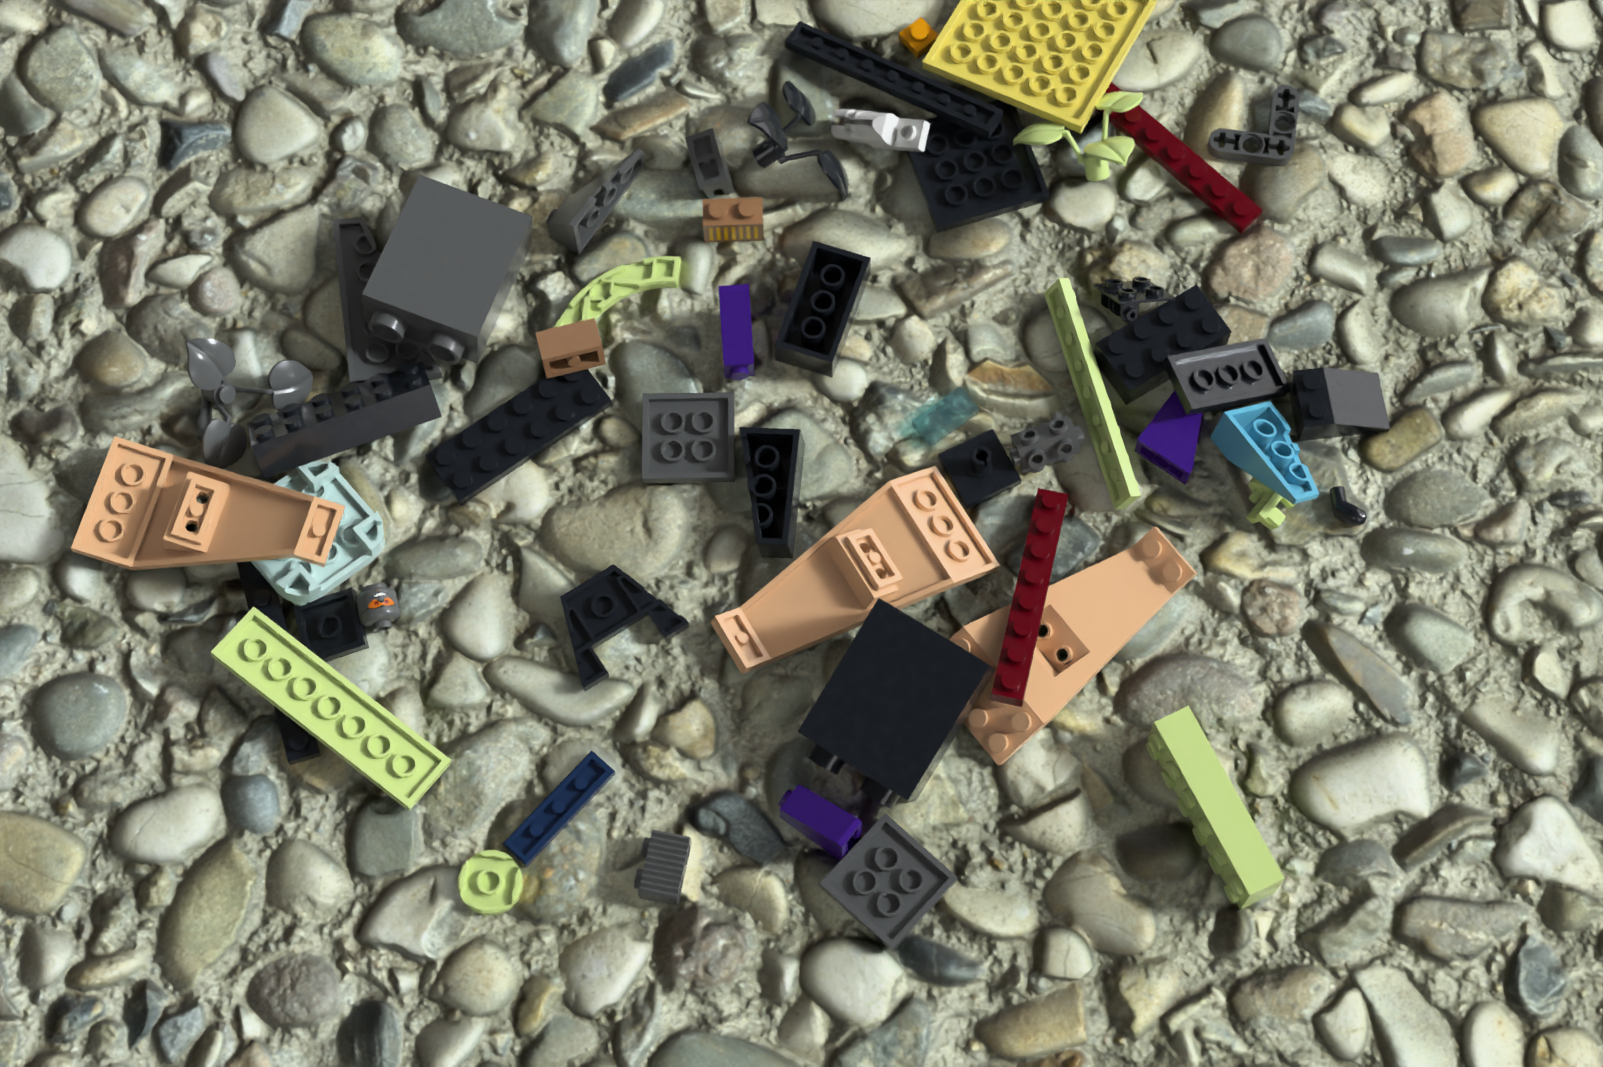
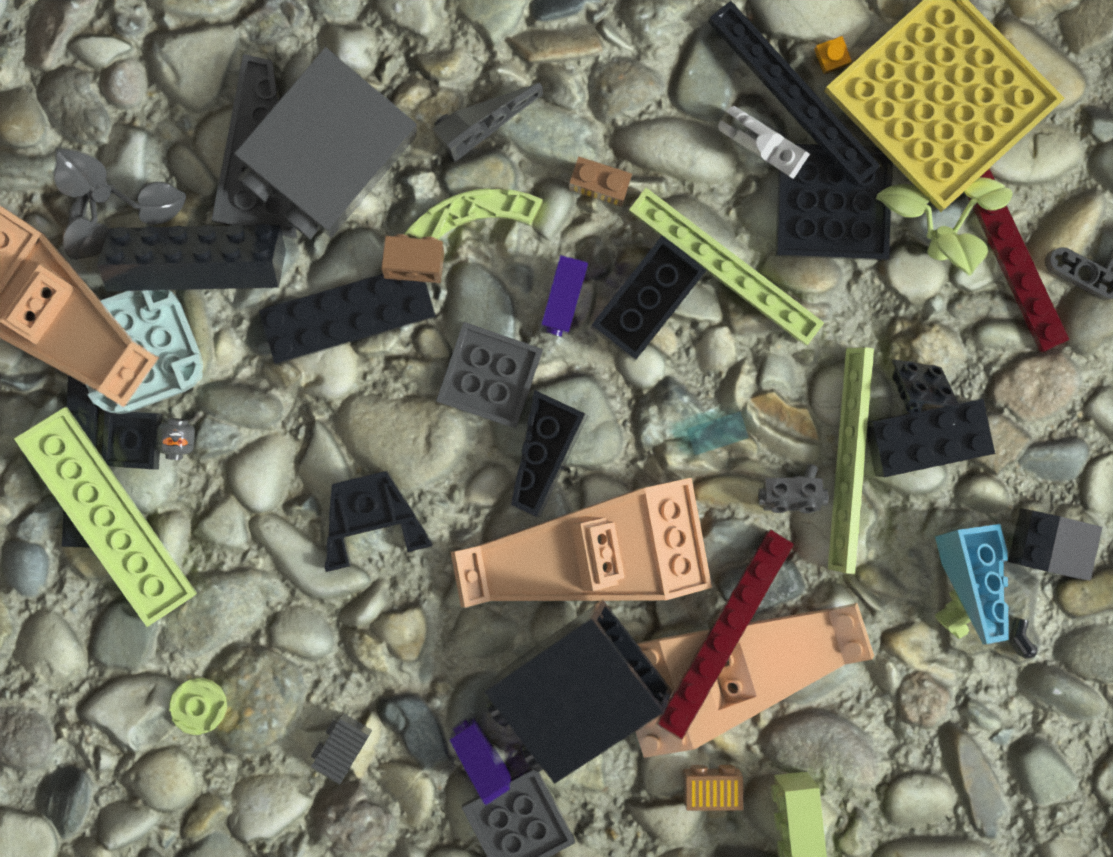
camera: 20 degrees right, 20 degrees up
(559, 808) = (273, 664): dark blue tile -> none
(709, 162) = (598, 117): dark grey hinge -> none
(775, 146) = (660, 121): black plant -> none
(895, 257) = (726, 267): none -> yellowish green plate
(979, 469) = (728, 491): black tile -> none
(1084, 768) = (712, 788): none -> medium nougat brick
(1171, 439) = (906, 523): dark purple slope -> none
(1226, 376) = (972, 492): black plate -> none

